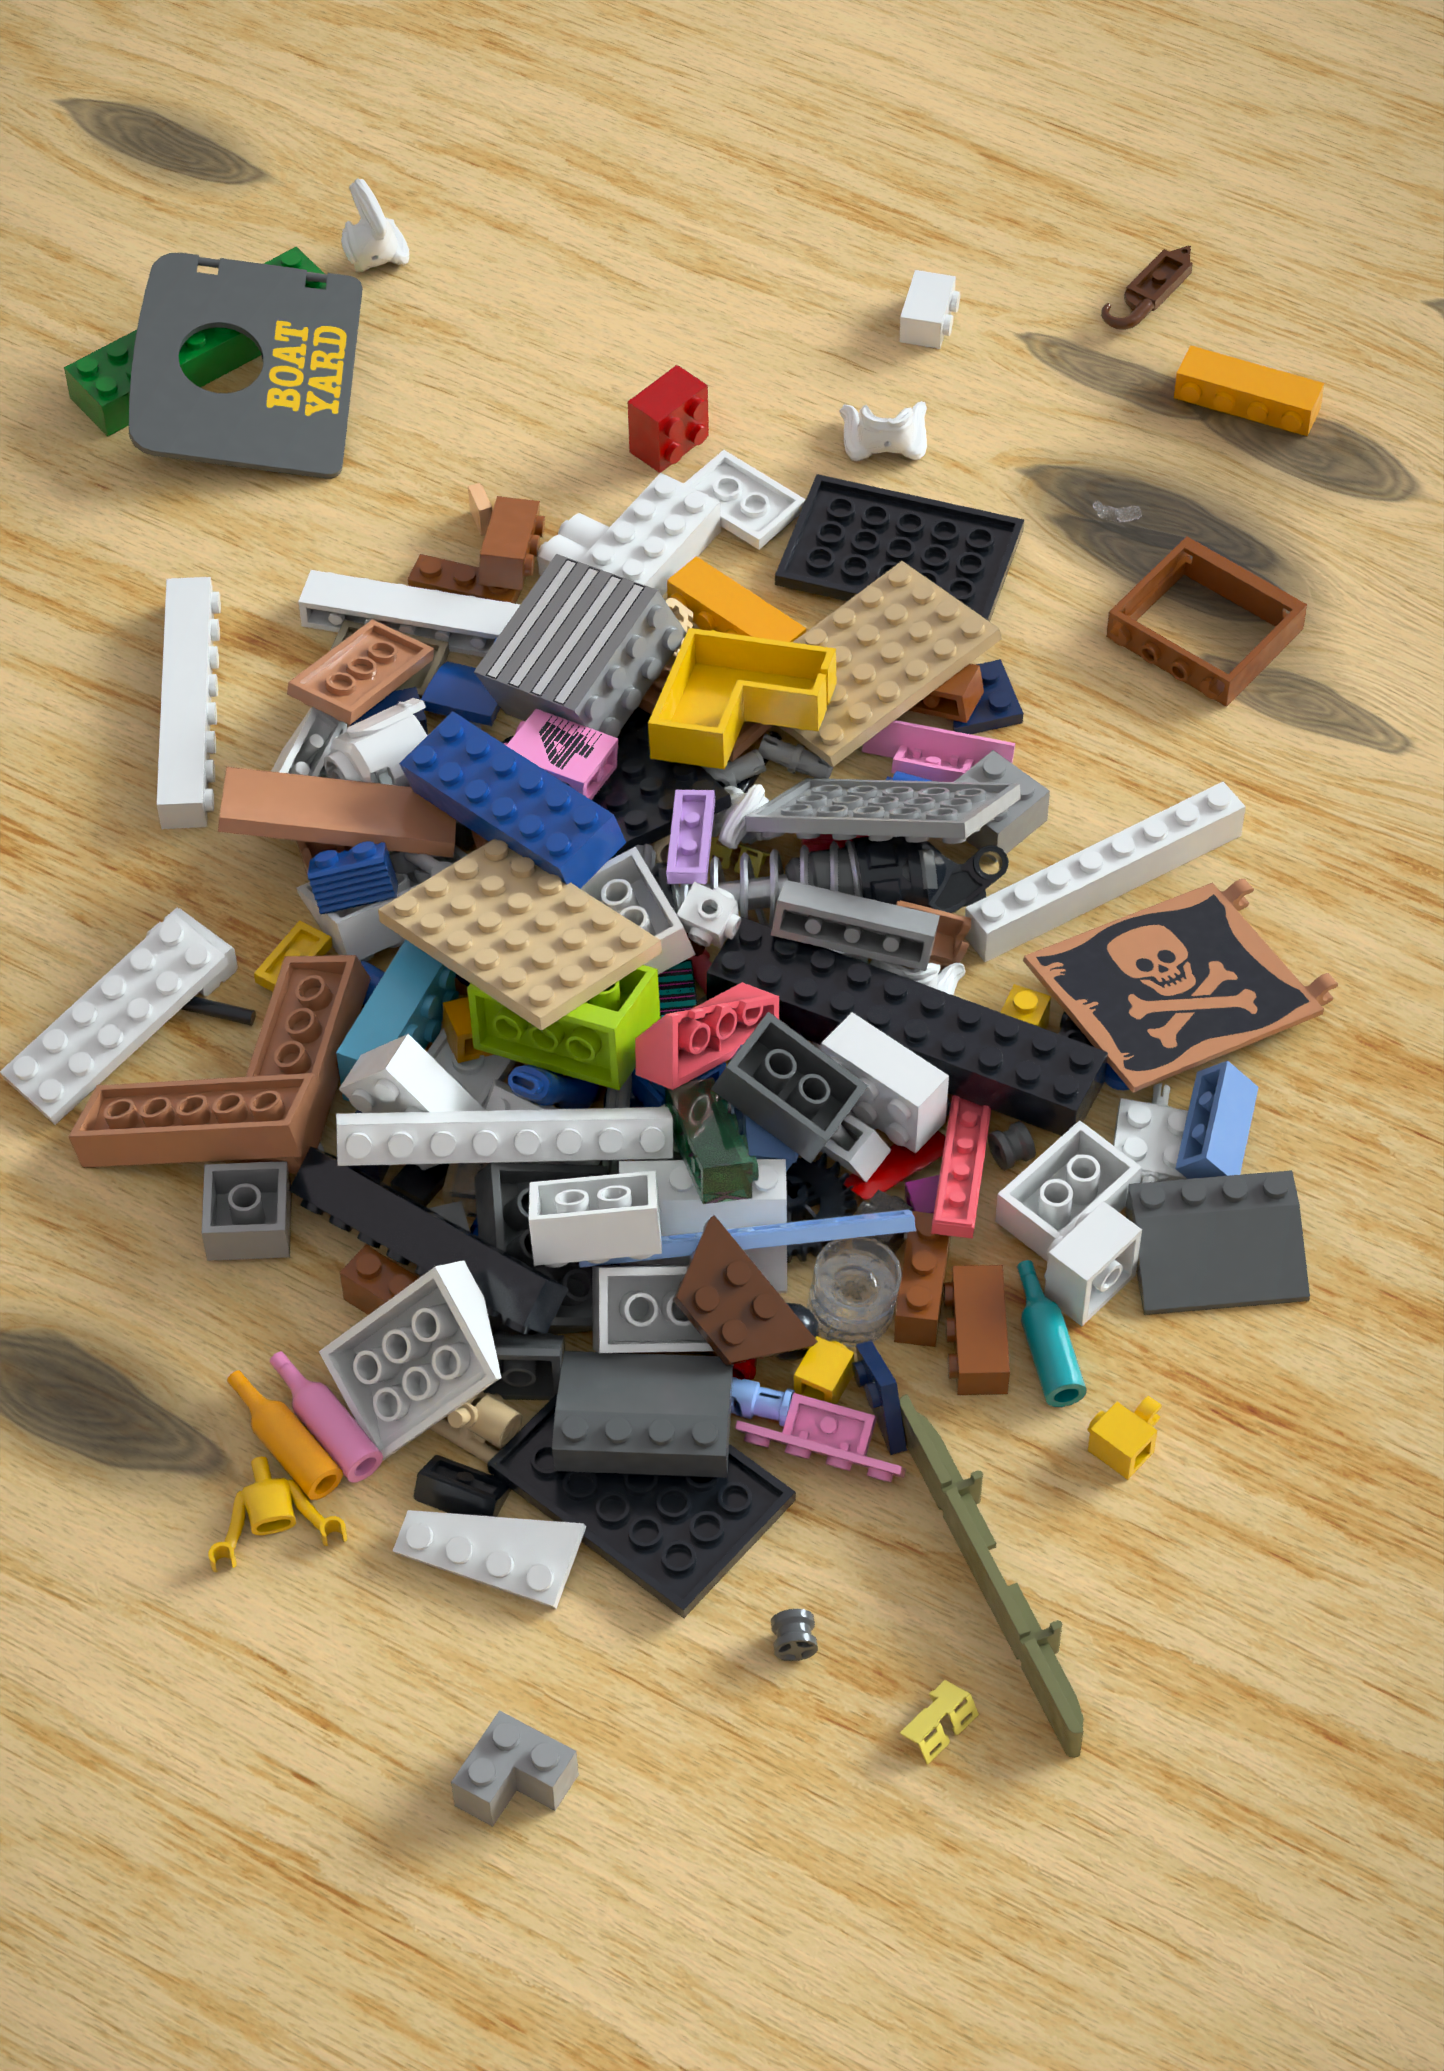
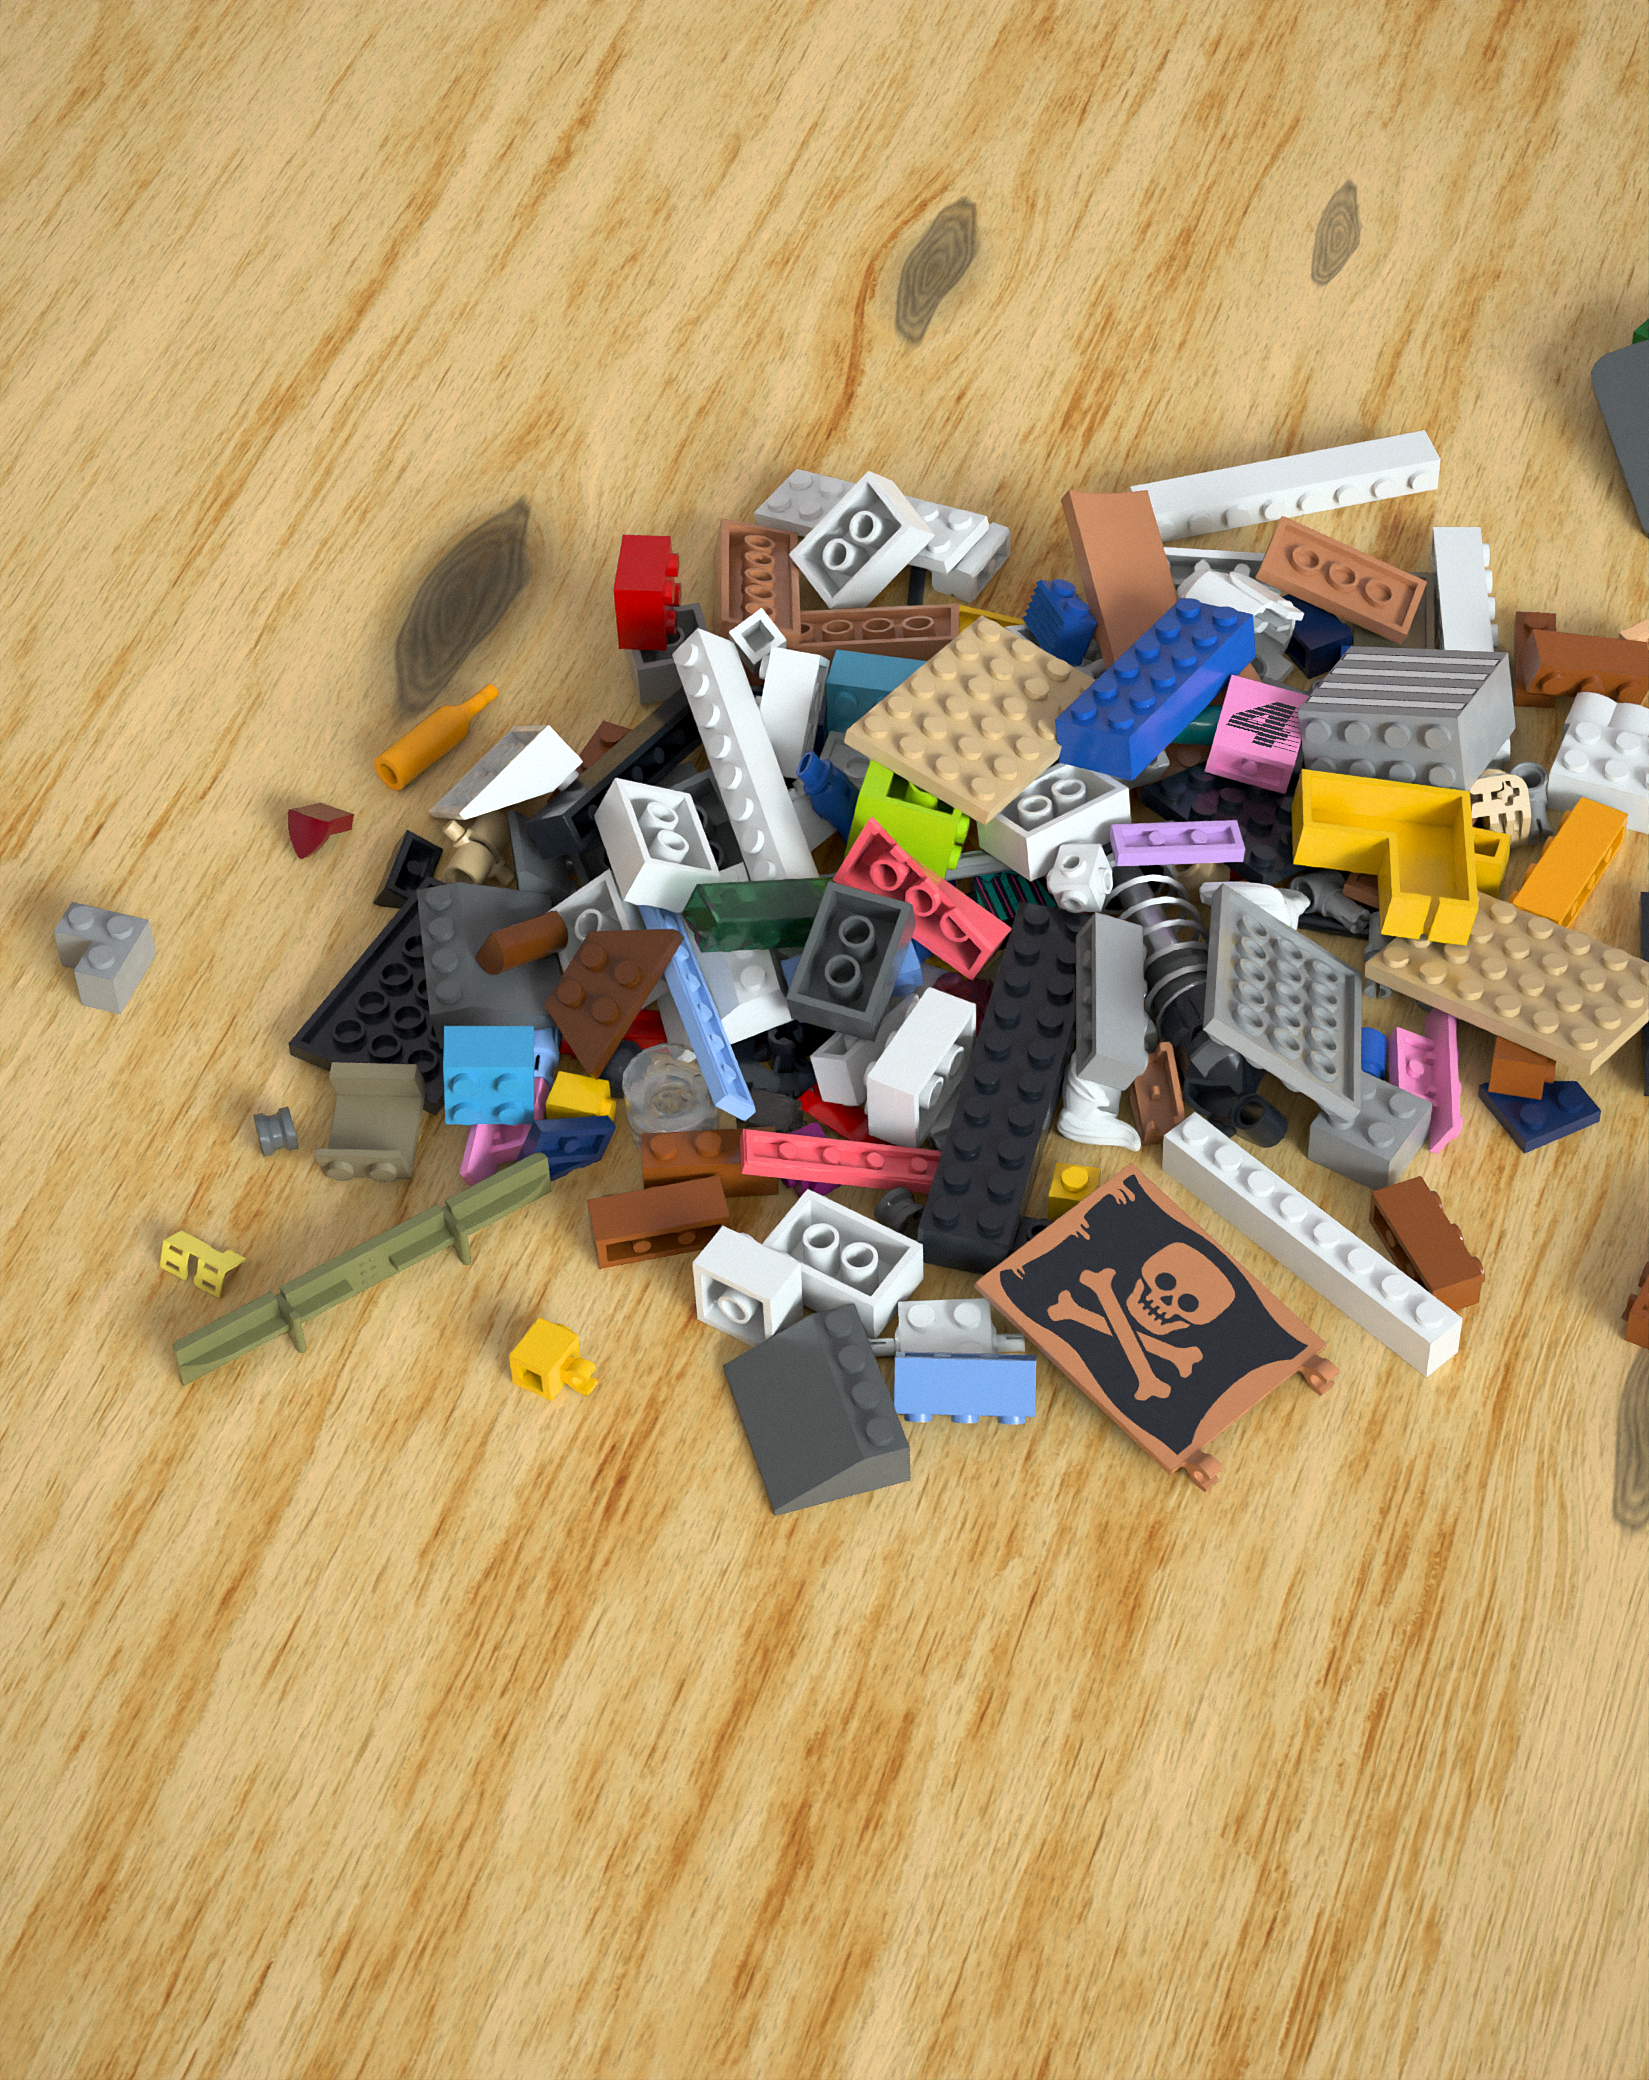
camera: 80 degrees right, 5 degrees down
(180, 1015) = (861, 543): none -> white brick
(213, 1187) = (646, 592): none -> red brick
(270, 1512) = (356, 745): yellow piece -> none
(329, 1422) = (445, 767): bright pink piece -> none
(330, 1095) = (755, 638): none -> white brick
(382, 1556) = (313, 825): none -> dark red tile
(501, 1552) = (334, 908): white wing -> none
(657, 1365) = (523, 943): none -> reddish brown brick
(812, 1548) = (373, 1121): none -> dark tan panel
(824, 1412) = (489, 1075): none -> dark azure brick
(1049, 1343) = (641, 1286): teal piece -> none
(1119, 797) = (1426, 1243): none -> dark orange brick

